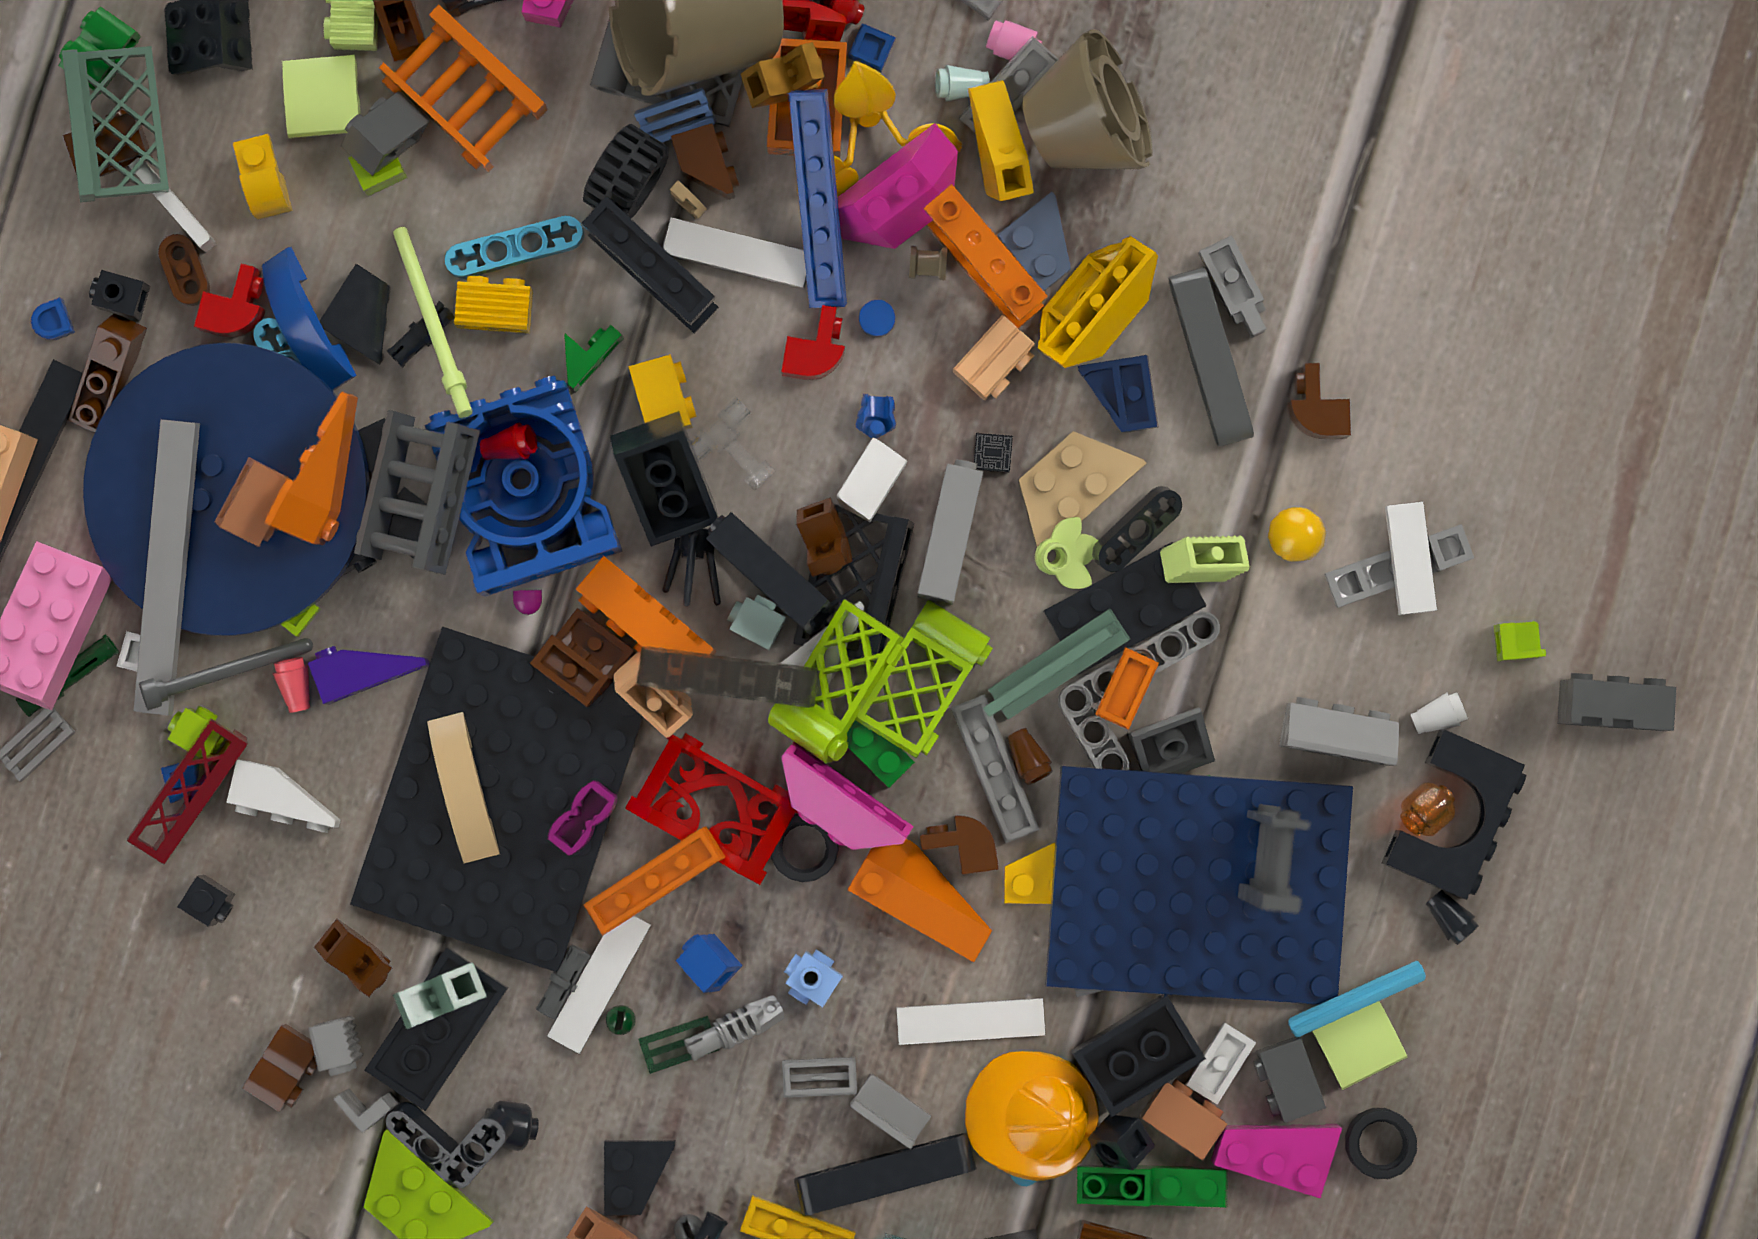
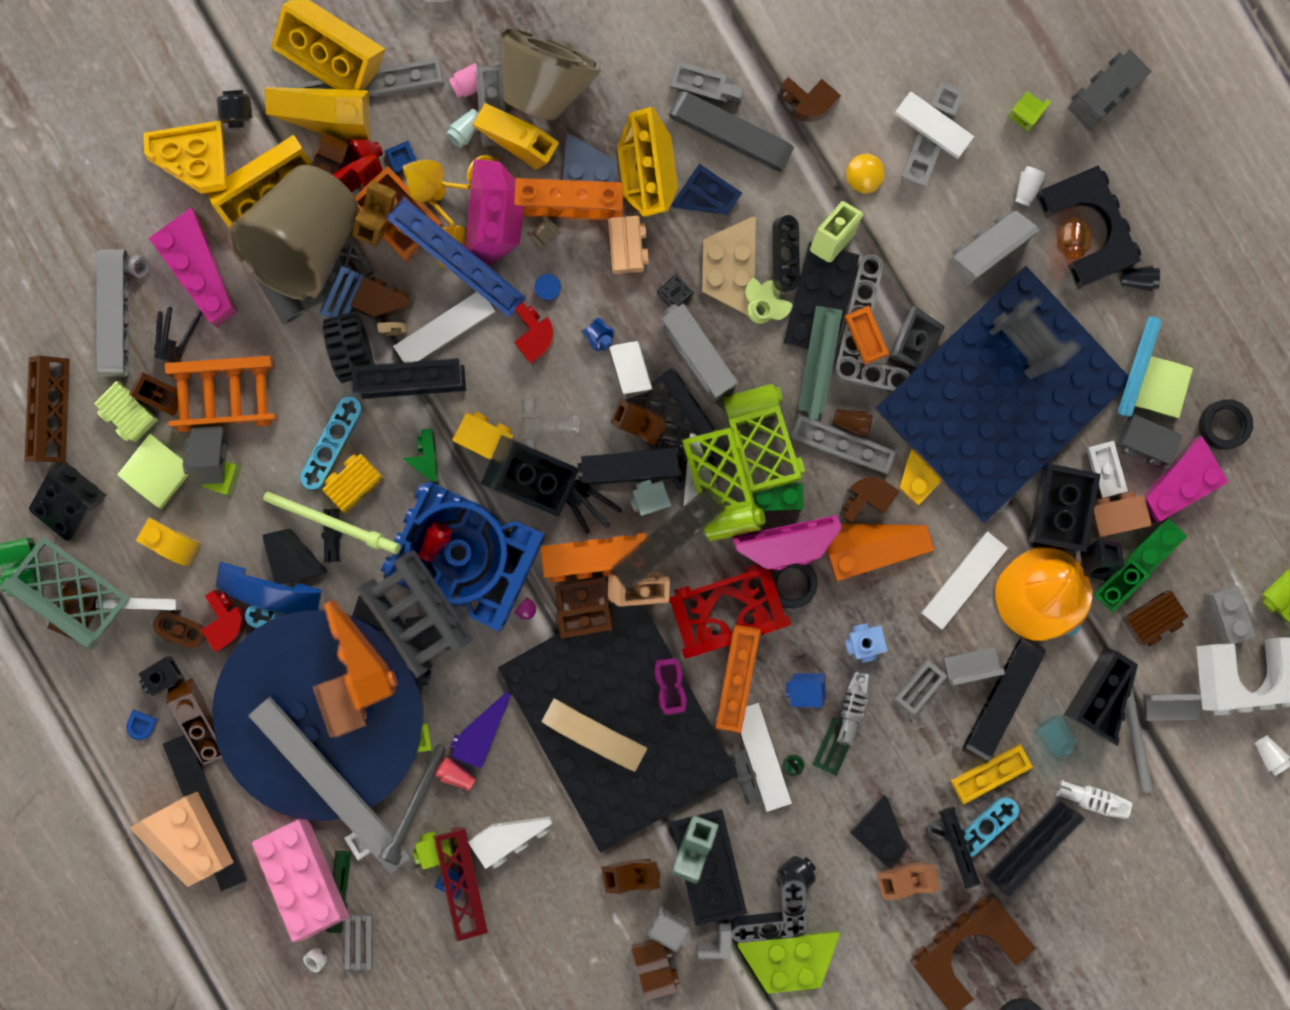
camera: 50 degrees left, 0 degrees up
(207, 901) = (528, 927): black brick -> none

